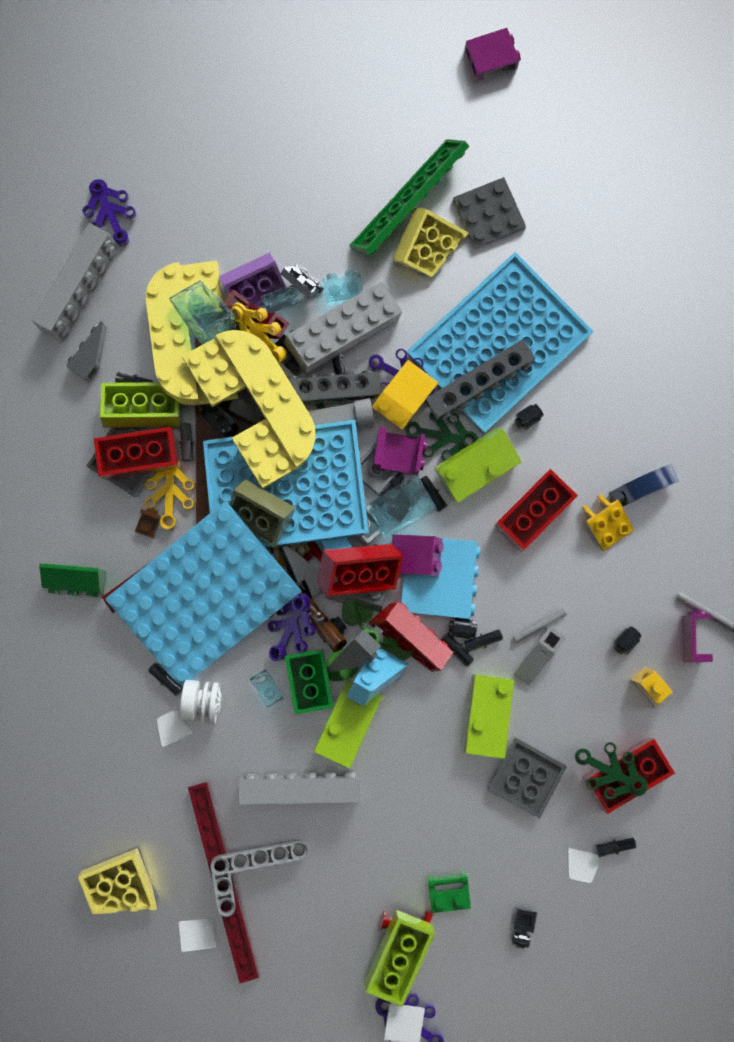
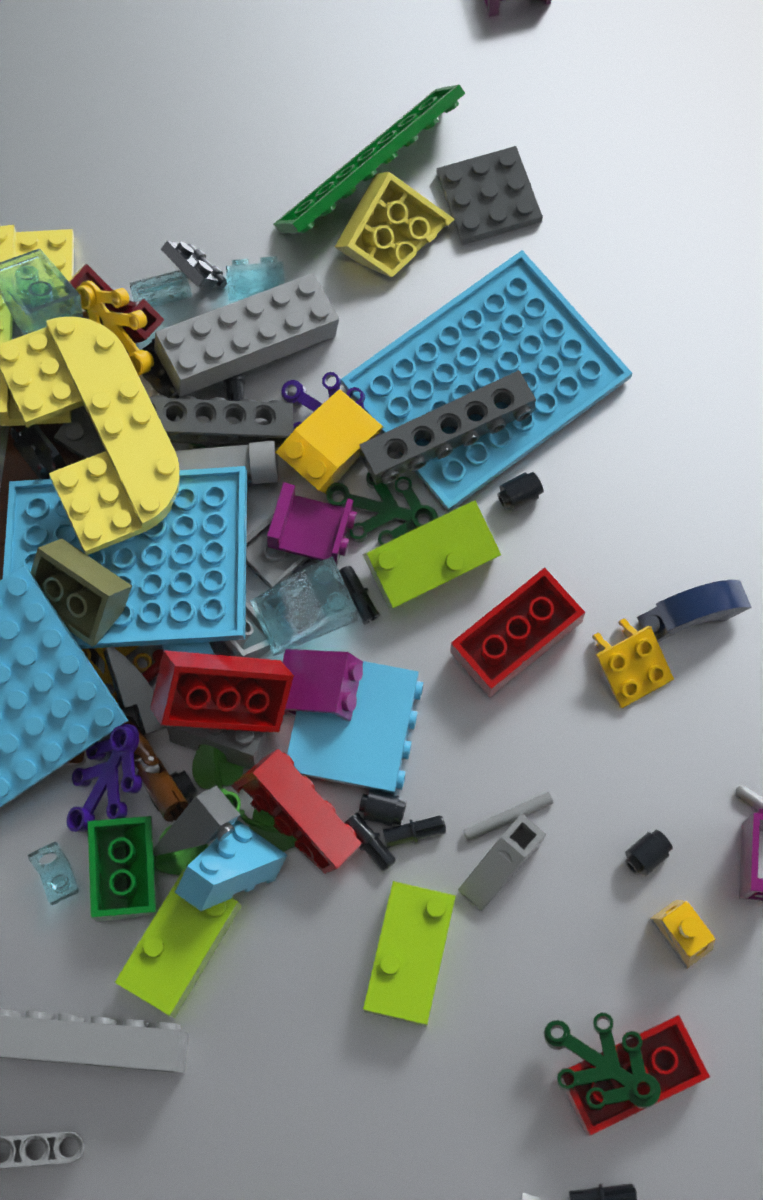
camera: 10 degrees right, 10 degrees down
(254, 279) = (124, 257): medium lavender slope -> none
(527, 777) = (463, 1064): dark grey plate -> none

